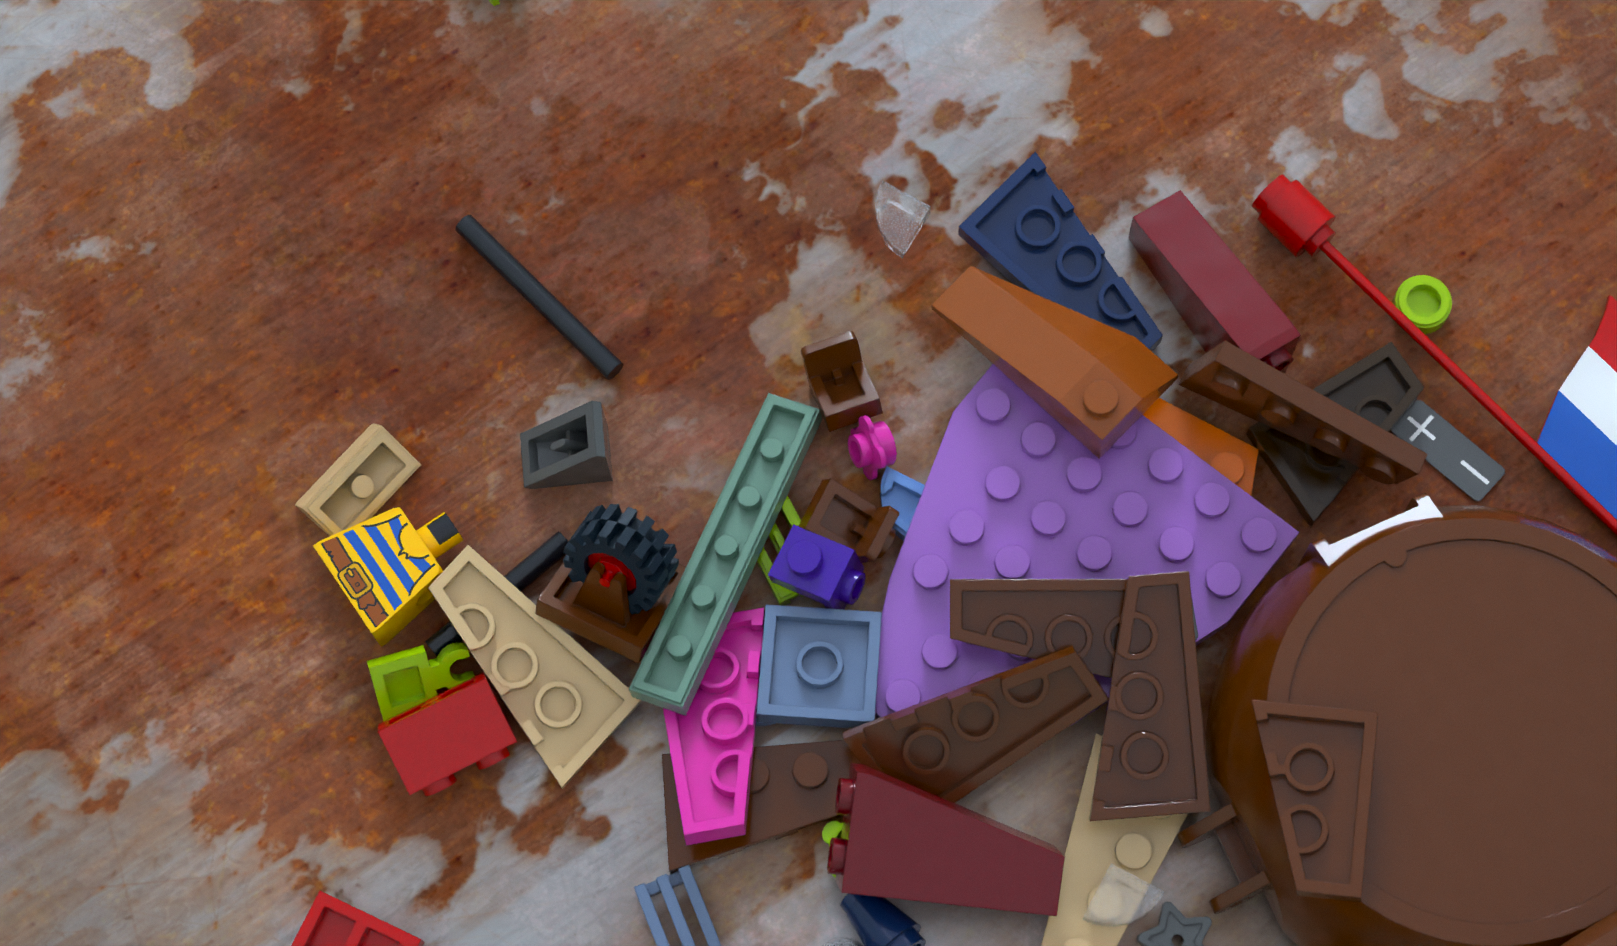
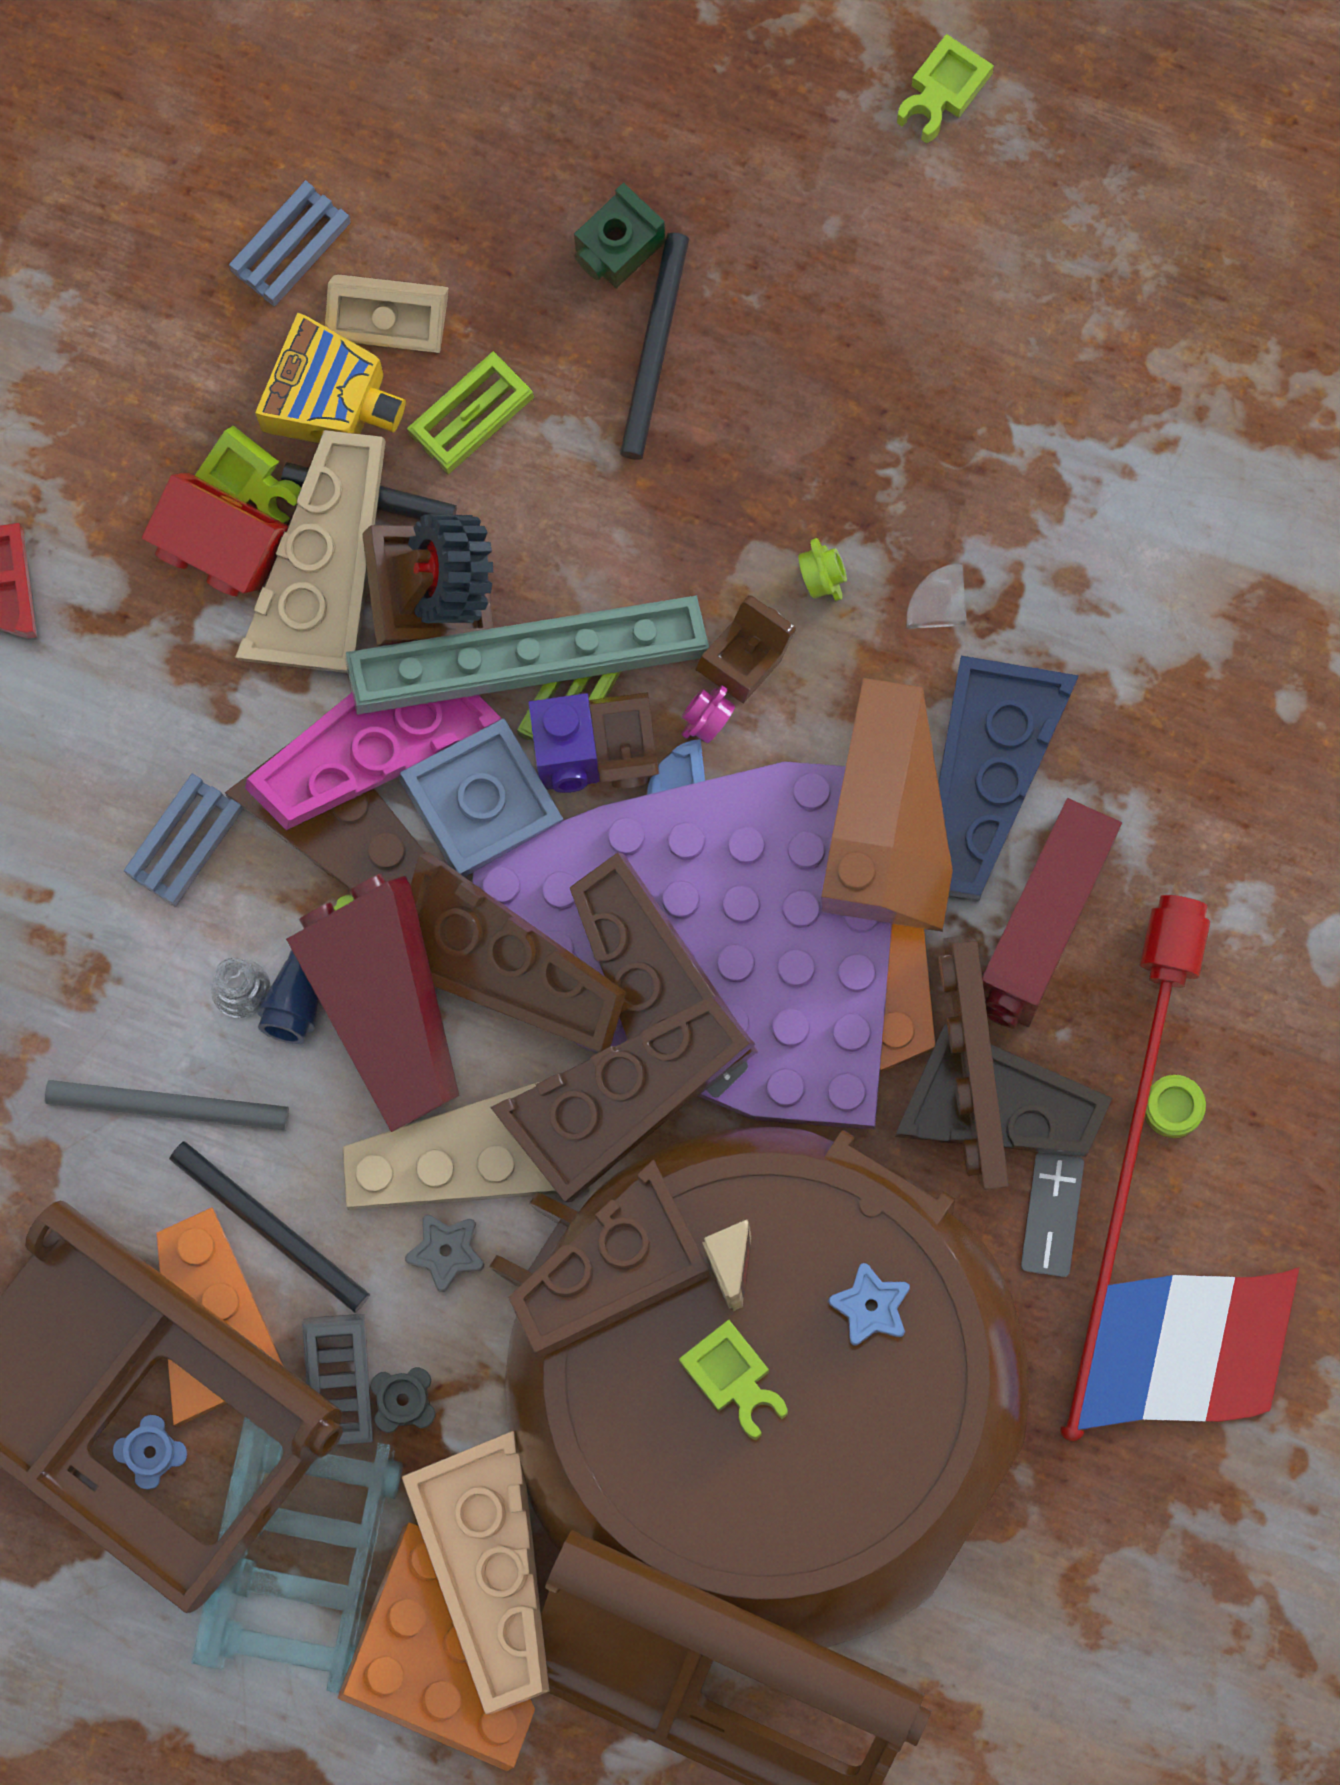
camera: 55 degrees right, 5 degrees up
(232, 478) = (274, 228): none -> sand blue tile
(428, 243) = (619, 258): none -> dark green brick
(495, 516) = (485, 429): none -> lime tile
(568, 449) = (532, 465): dark grey slope -> none
(816, 285) = (822, 570): none -> lime plate
(1121, 899) = (443, 1177): clear tile -> none
(1392, 686) = (729, 1259): none -> tan slope
(1471, 754) = (728, 1372): none -> lime plate
(1472, 617) = (864, 1322): none -> medium blue plate

